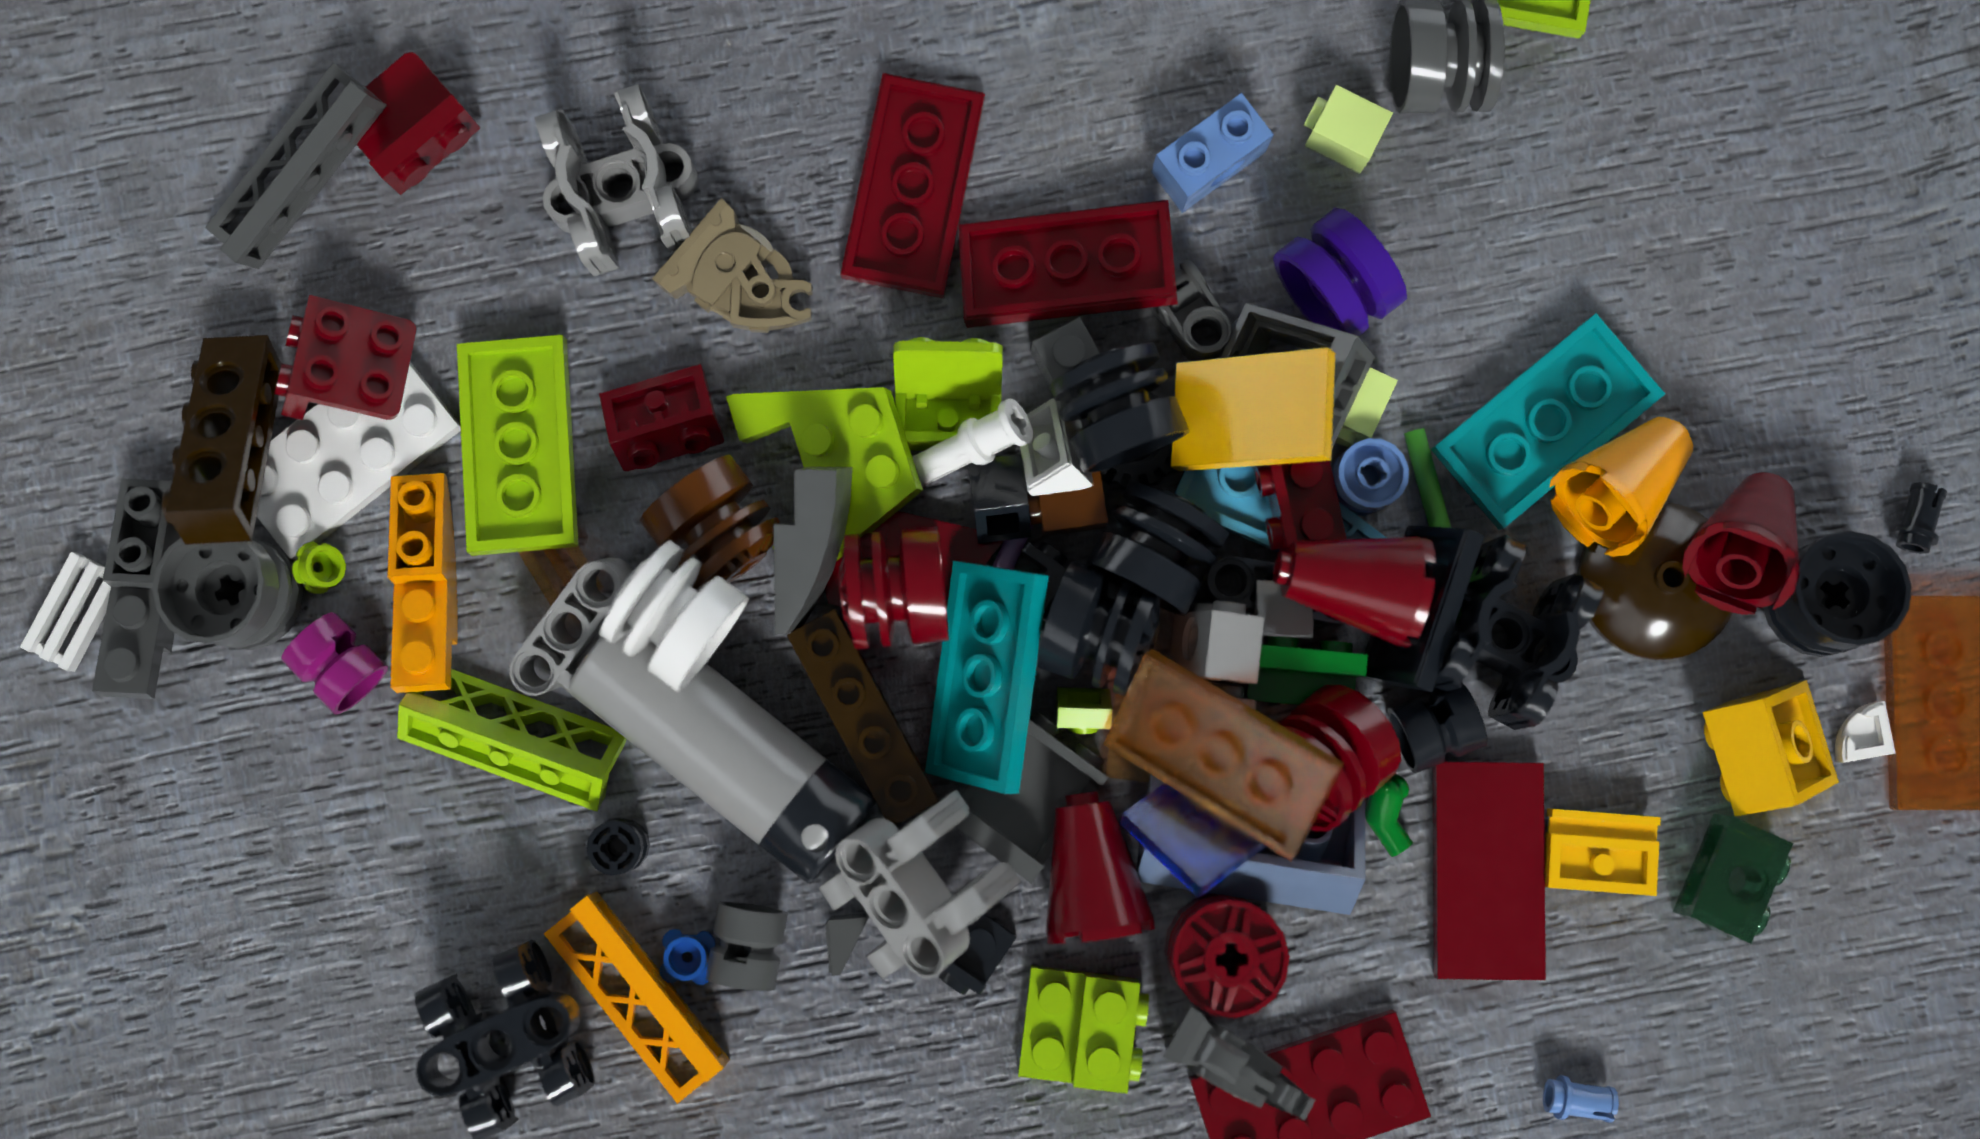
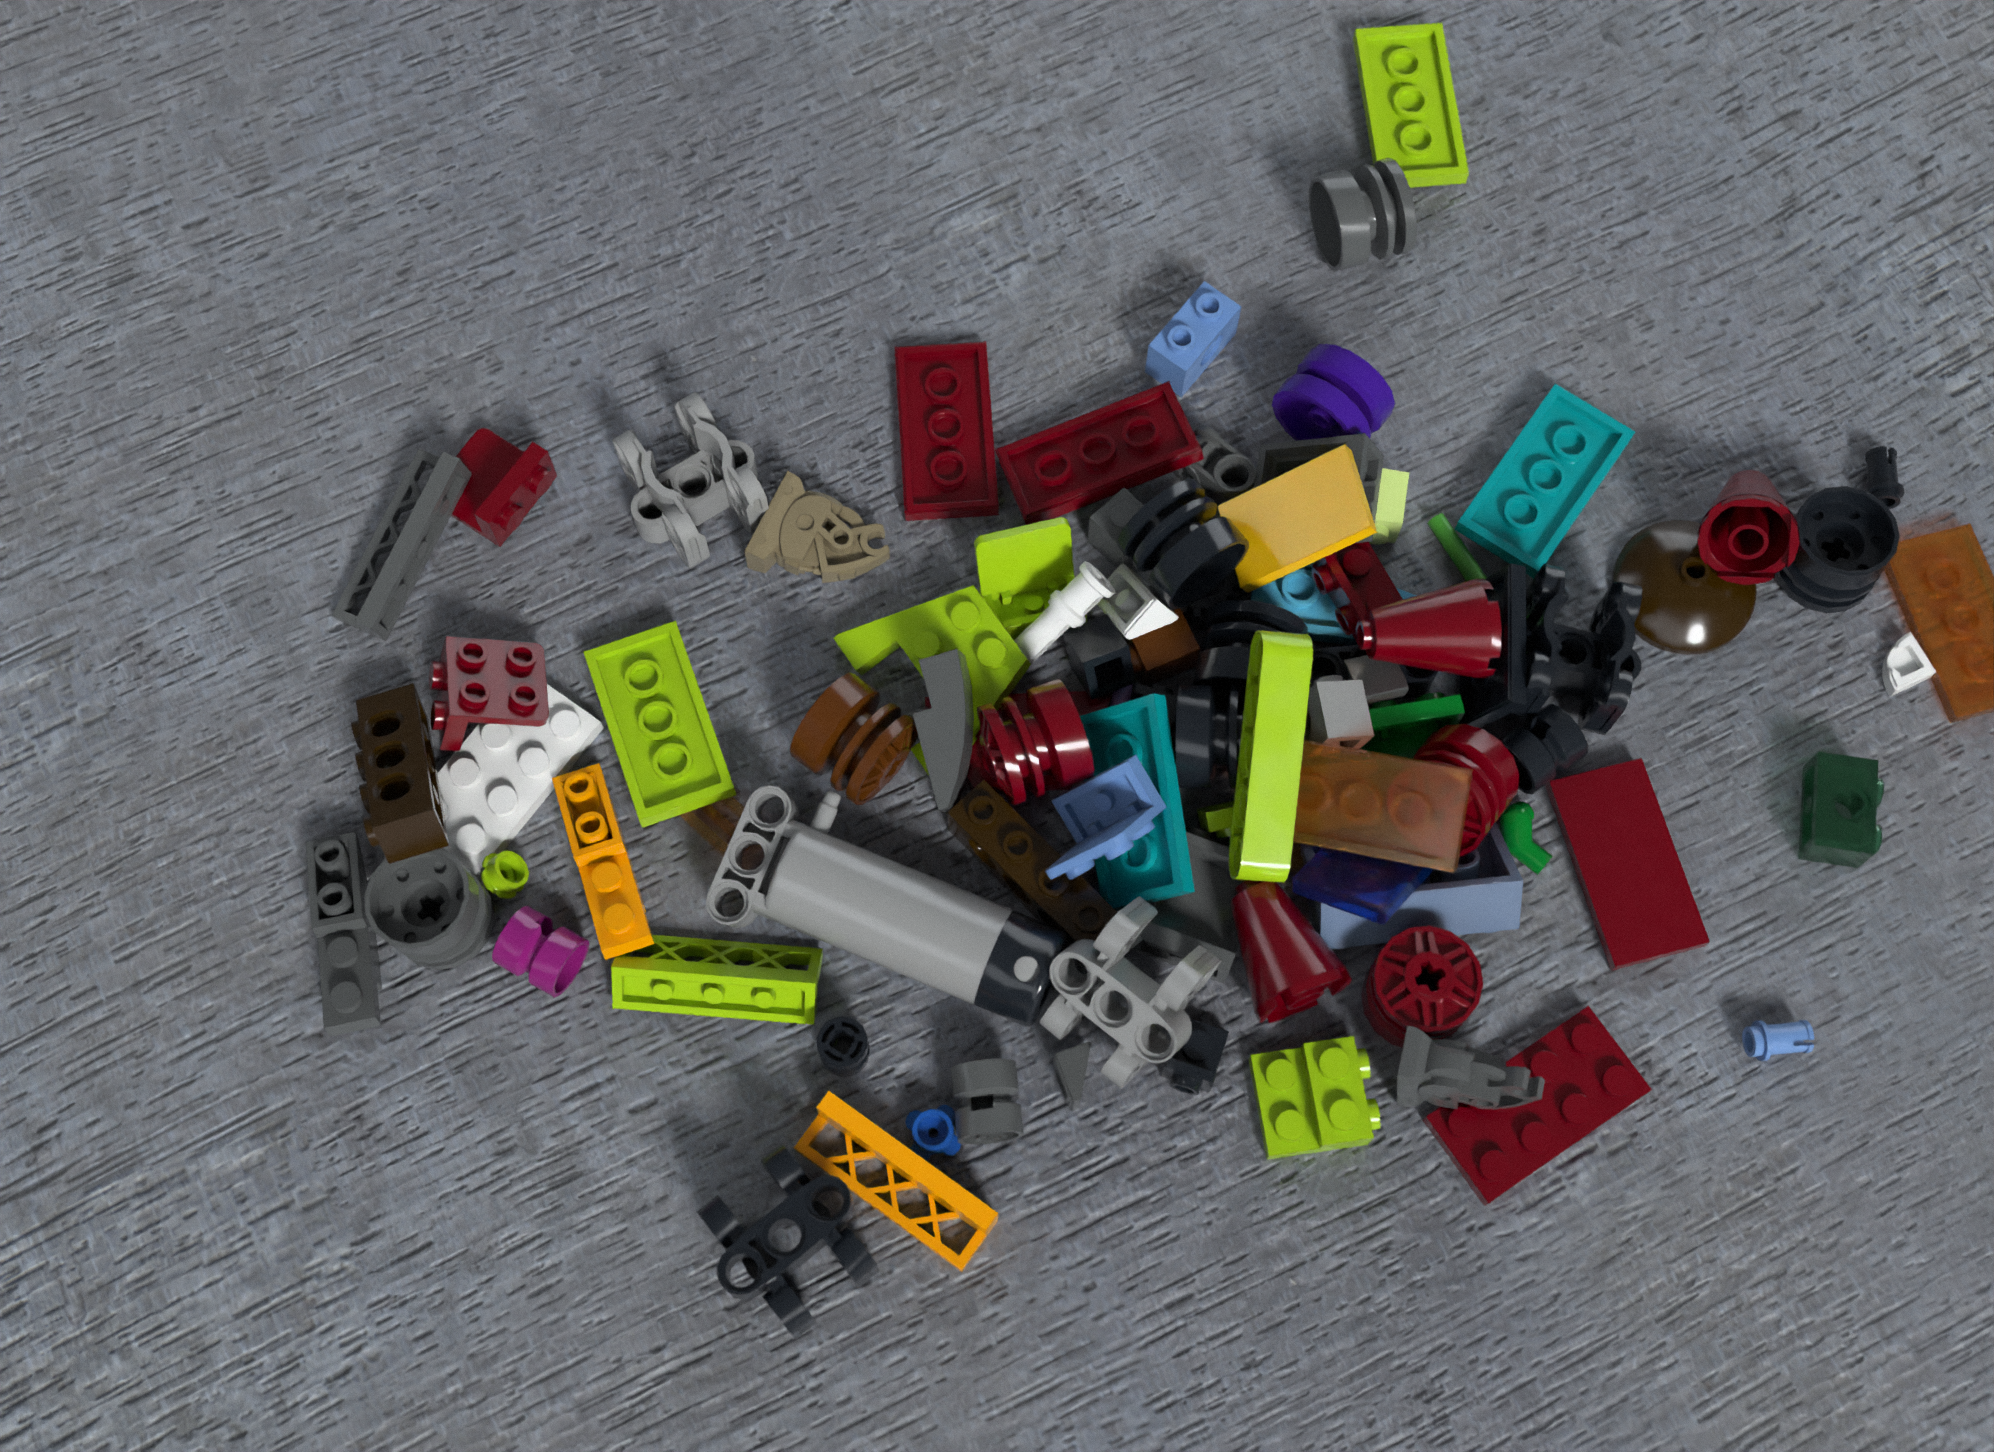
camera: 15 degrees left, 15 degrees down
(53, 606) = (263, 973): white tile -> none
(661, 418) = (781, 670): dark red bracket -> none
(673, 615) = (848, 803): white wheel -> none
(955, 691) = (1106, 816): none -> medium blue bracket
(1135, 682) = (1270, 756): none -> lime beam
(1346, 128) = (1298, 293): yellowish green brick -> none
(1370, 475) = (1412, 554): medium blue wheel -> none
(1601, 852) = (1718, 819): yellow plate -> none
(1622, 485) = (1624, 512): light orange cone -> none
(1770, 749) = (1827, 693): yellow slope -> none

